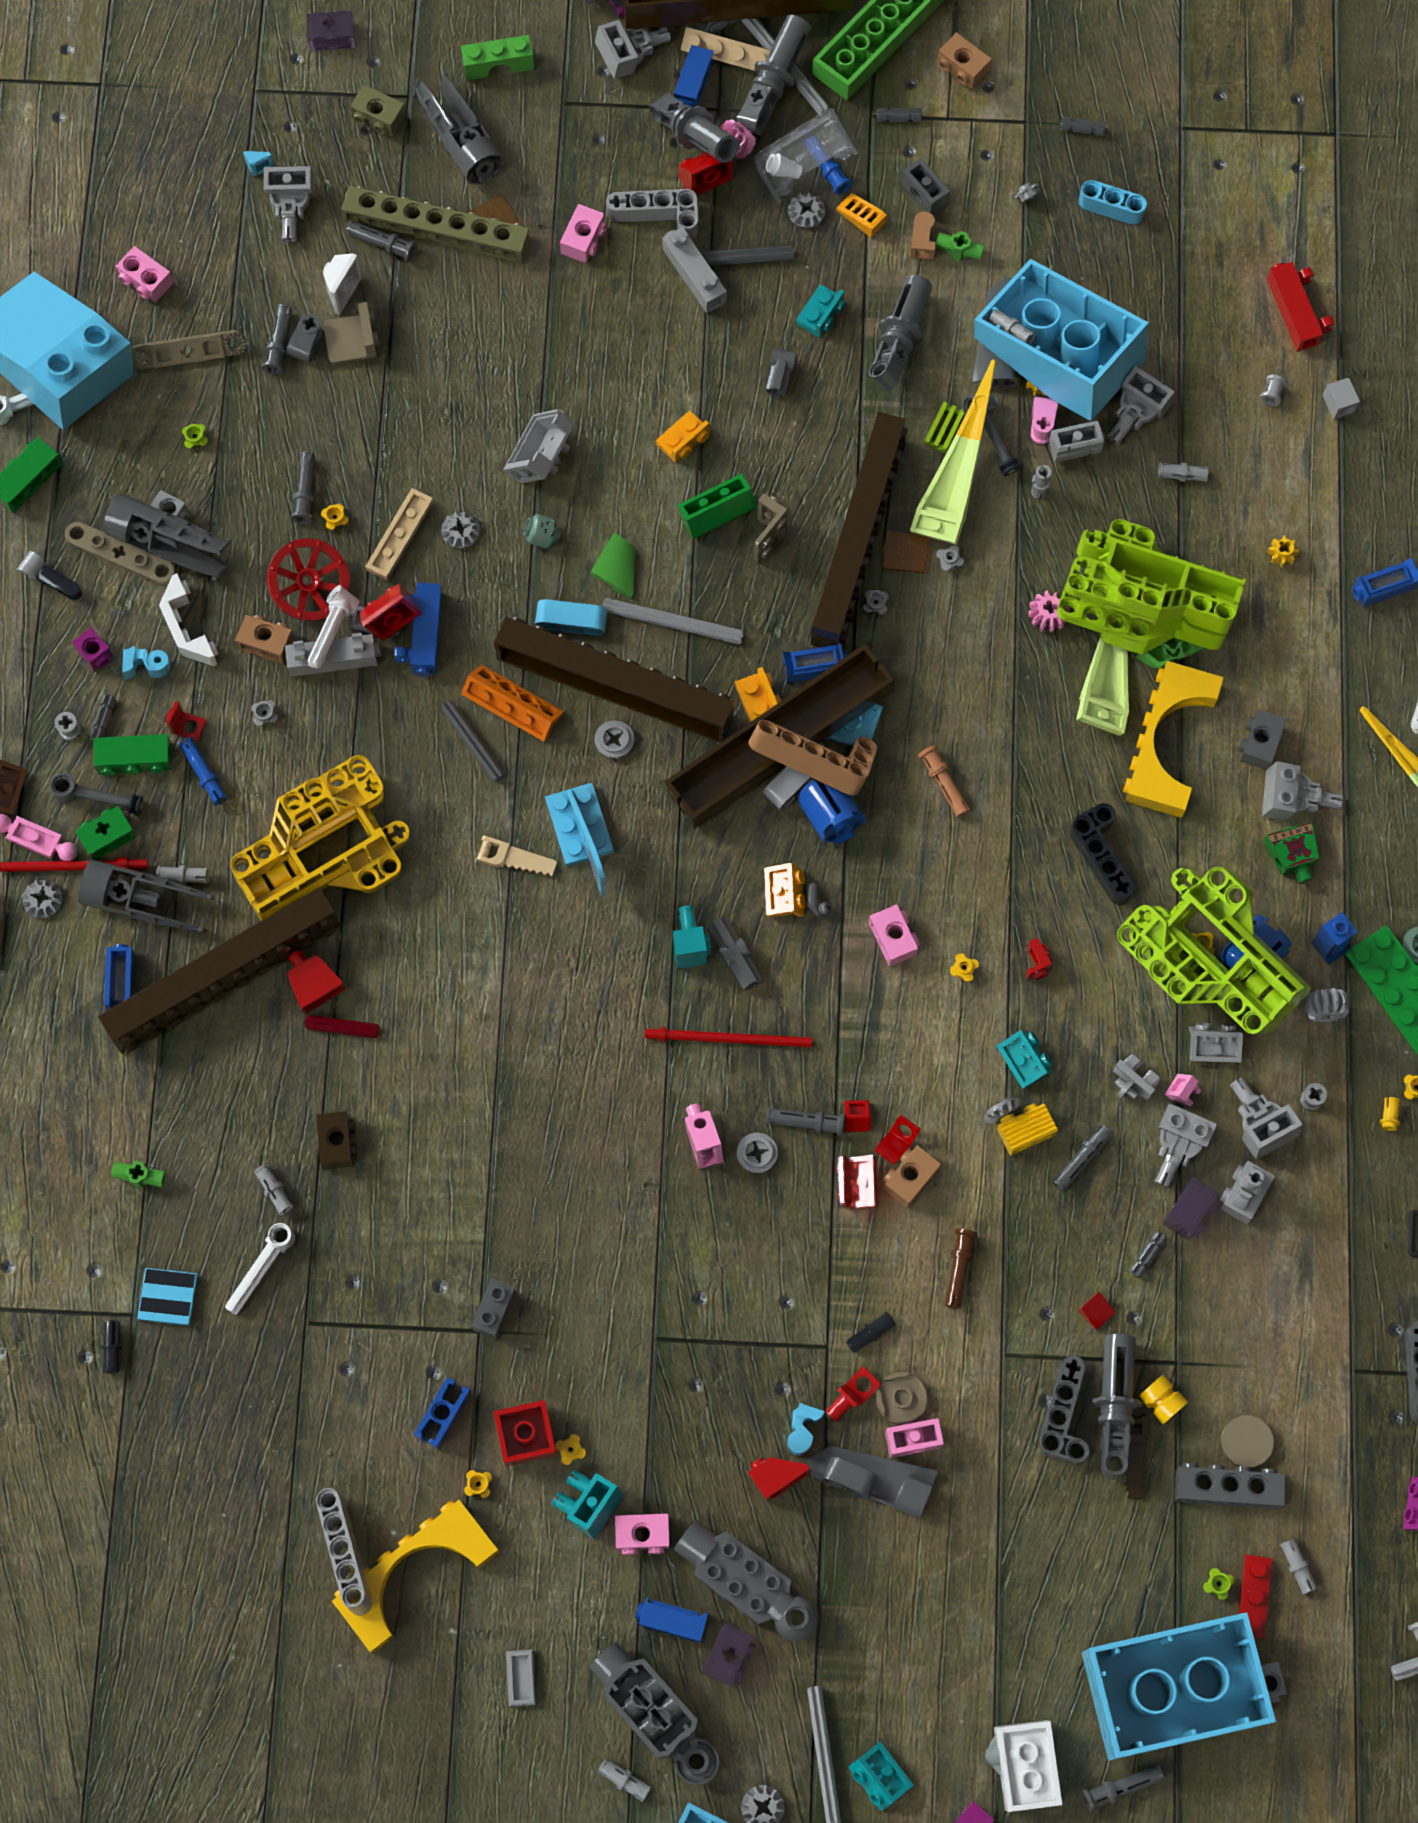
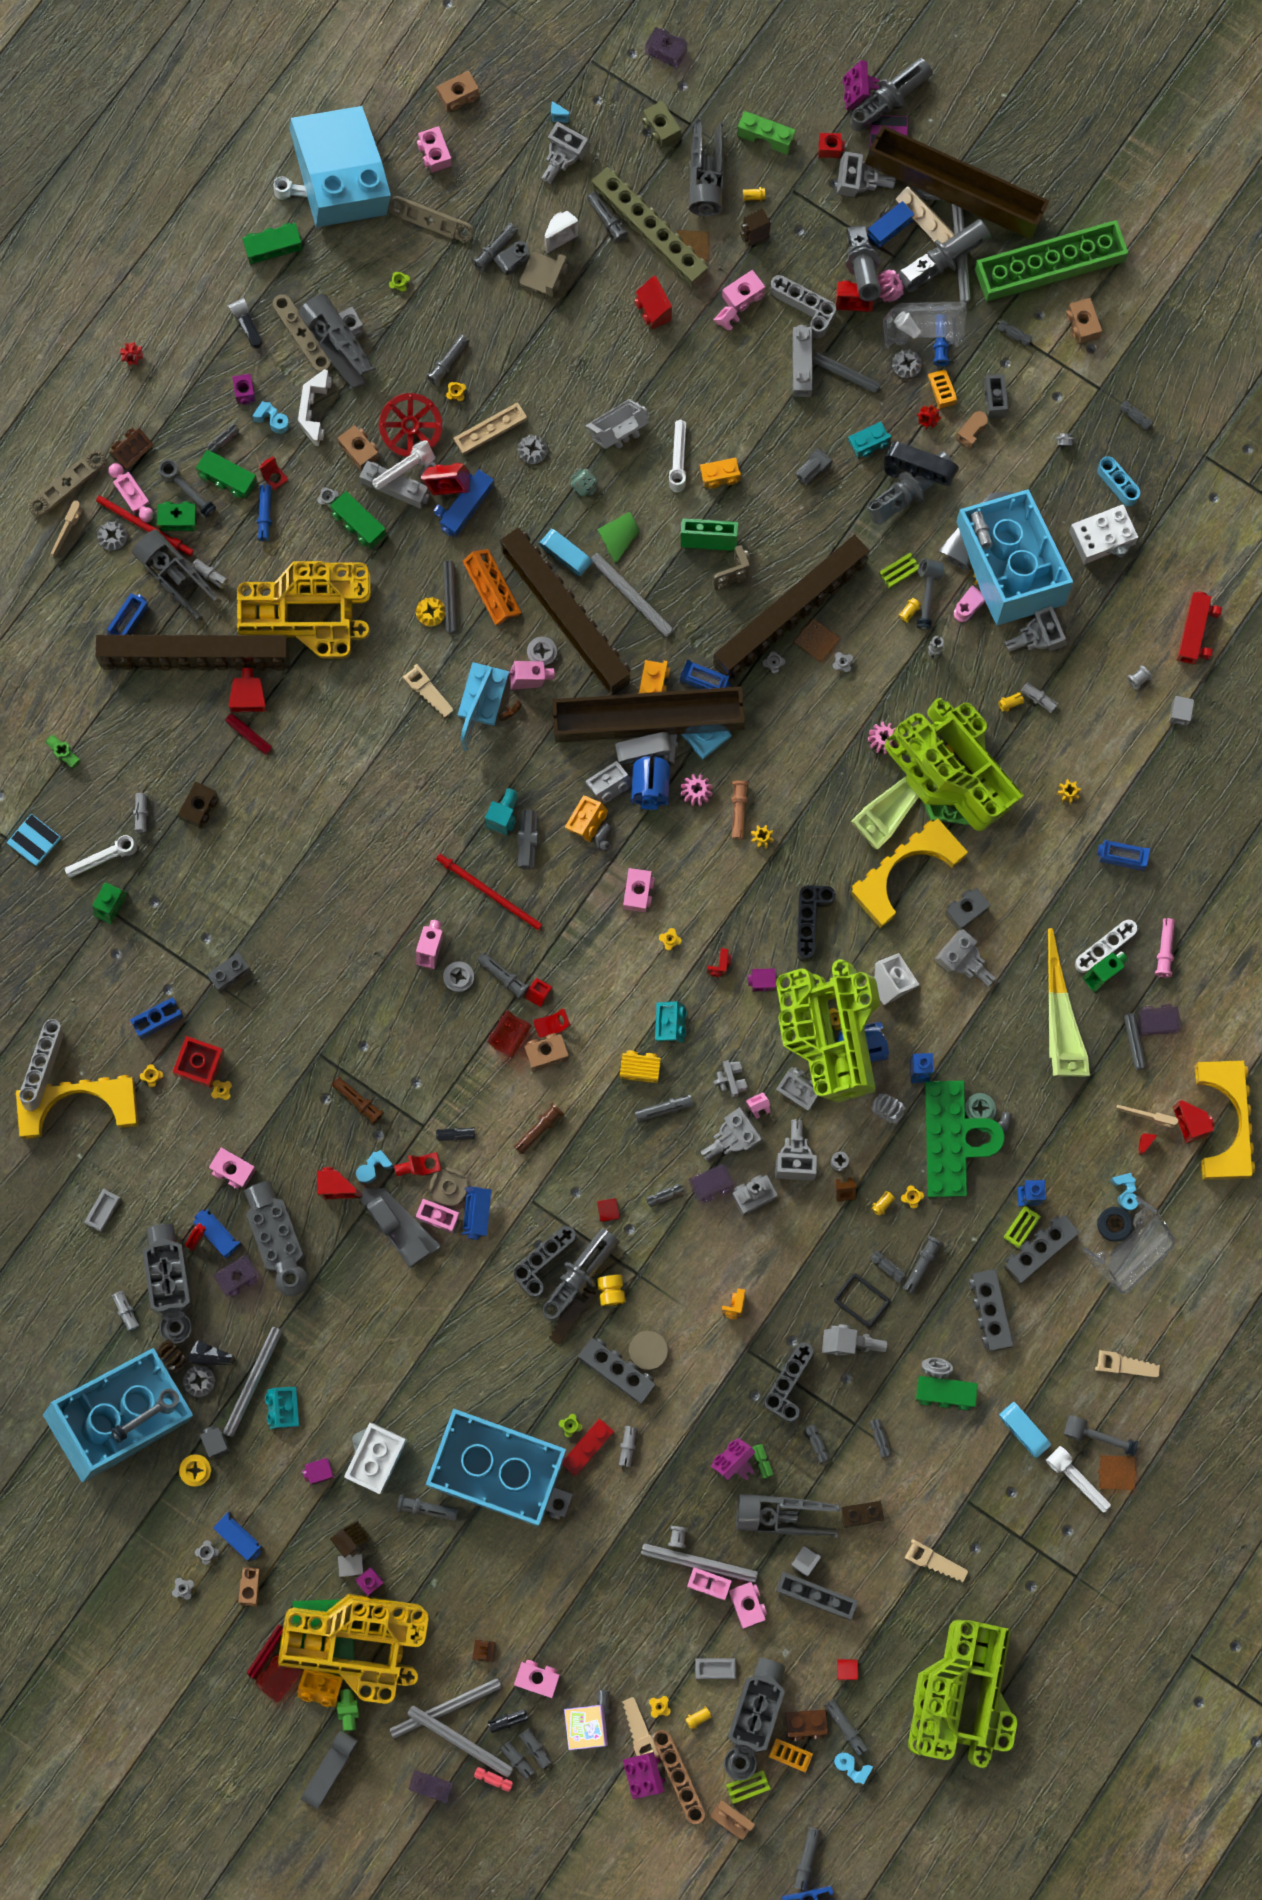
camera: 30 degrees right, 5 degrees up
(61, 723) = (194, 426): light grey bush -> none
(131, 188) = (463, 83): none -> medium nougat brick
(302, 1314) = (109, 902): none -> green torso
(315, 717) = (357, 520): none -> green brick
(461, 780) = (426, 619): none -> yellow gear
(494, 298) = (653, 303): none -> red slope
(529, 126) = (754, 194): none -> yellow pin
(553, 158) = (755, 227): none -> dark brown brick
(575, 41) = (825, 151): none -> red brick
(580, 269) = (725, 316): none -> bright pink tile
(593, 1507) = (213, 1132): teal brick -> none
(618, 772) = (529, 674): none -> bright pink torso
(622, 826) = (506, 715): none -> reddish brown piece
(635, 459) = (678, 458): none -> white axle
(652, 1639) = (195, 1236): none -> red axle
(715, 1798) = (172, 1356): none -> dark brown gear
(746, 1365) = (364, 1105): none -> reddish brown pin
(755, 1769) = (206, 1354): none -> black slope
(783, 837) = (609, 783): none -> light grey bracket
(814, 760) = (657, 745): medium nougat beam -> none
(868, 256) = (929, 416): none -> red gear
(885, 778) = (690, 786): none -> bright pink gear
(895, 299) = (920, 463): none -> black beam
(948, 496) = (866, 620): yellowish green plate -> none
(952, 244) = (998, 456): bright green axle -> none
(954, 1406) = (476, 1212): none -> blue window
(984, 462) = (912, 606): none -> yellow pin
(986, 790) = (759, 841): none -> yellow gear
(1002, 1109) = (632, 1045): light grey gear -> none
(1076, 441) = (979, 633): light grey brick -> none
(1095, 949) = (762, 980): none -> magenta brick
(1135, 265) = (1104, 535): none -> white piece
(1153, 499) = (1010, 702): none -> yellow pin
(1236, 856) = (893, 978): none -> white slope
(1293, 851) = (937, 995): green torso -> none
(1314, 1323) = (737, 1305): none -> light orange bracket
(1341, 1125) = (846, 1190): none -> reddish brown tile

